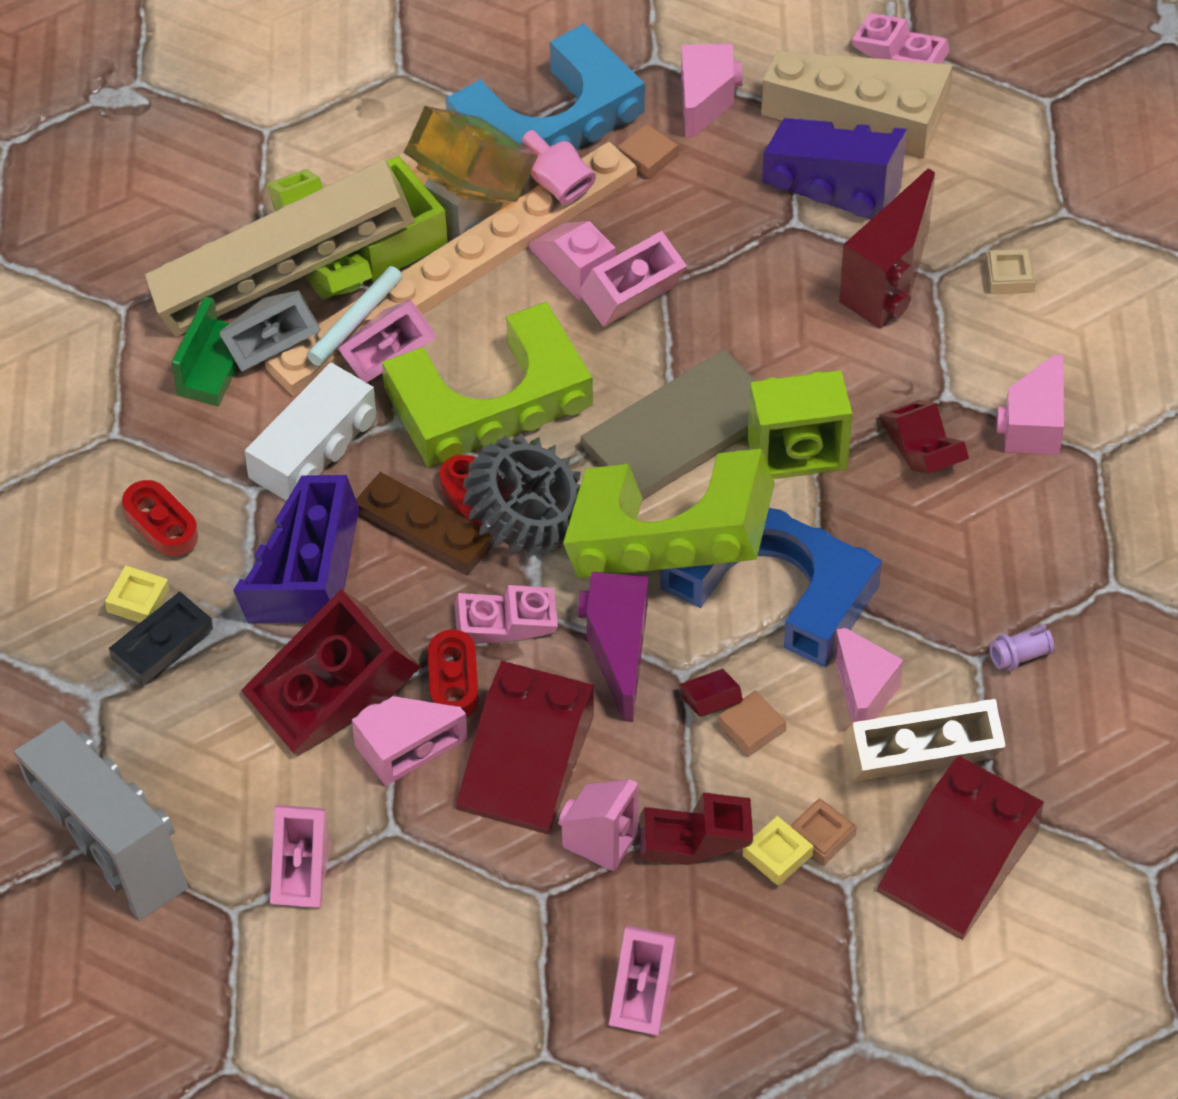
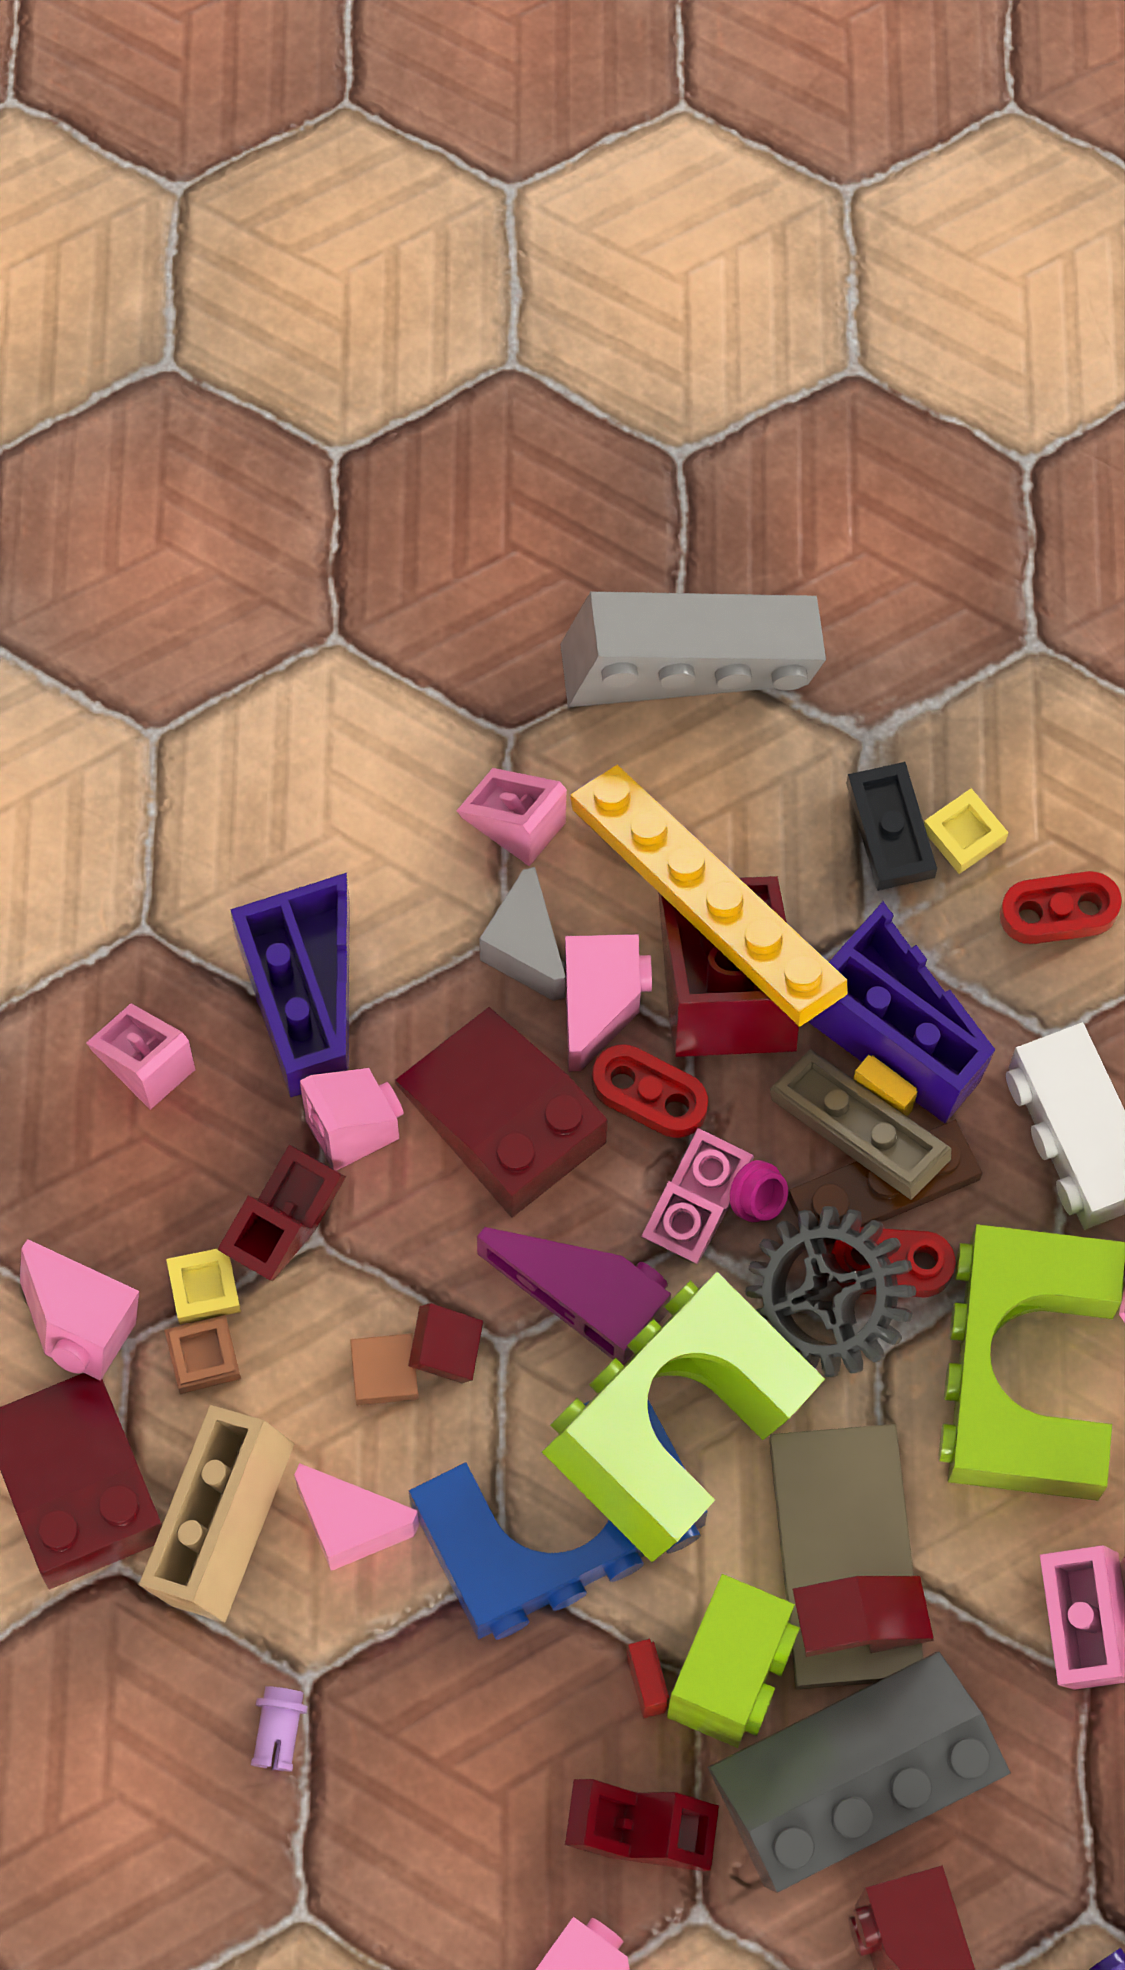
camera: 120 degrees right, 15 degrees up
(293, 695) = (709, 895): none -> yellow plate
(361, 545) = (886, 1084): none -> yellow tile
(389, 802) = (522, 939): none -> light grey slope
(395, 544) = (861, 1124): none -> dark tan tile
(481, 578) = (758, 1192): none -> dark pink plate
(524, 907) = (300, 974): none -> dark purple wedge
(717, 373) = (863, 1612): none -> dark red slope
(799, 330) = (858, 1771): none -> dark grey slope
(837, 475) = (647, 1678): none -> red tile
(857, 906) = (76, 1310): none -> bright pink slope

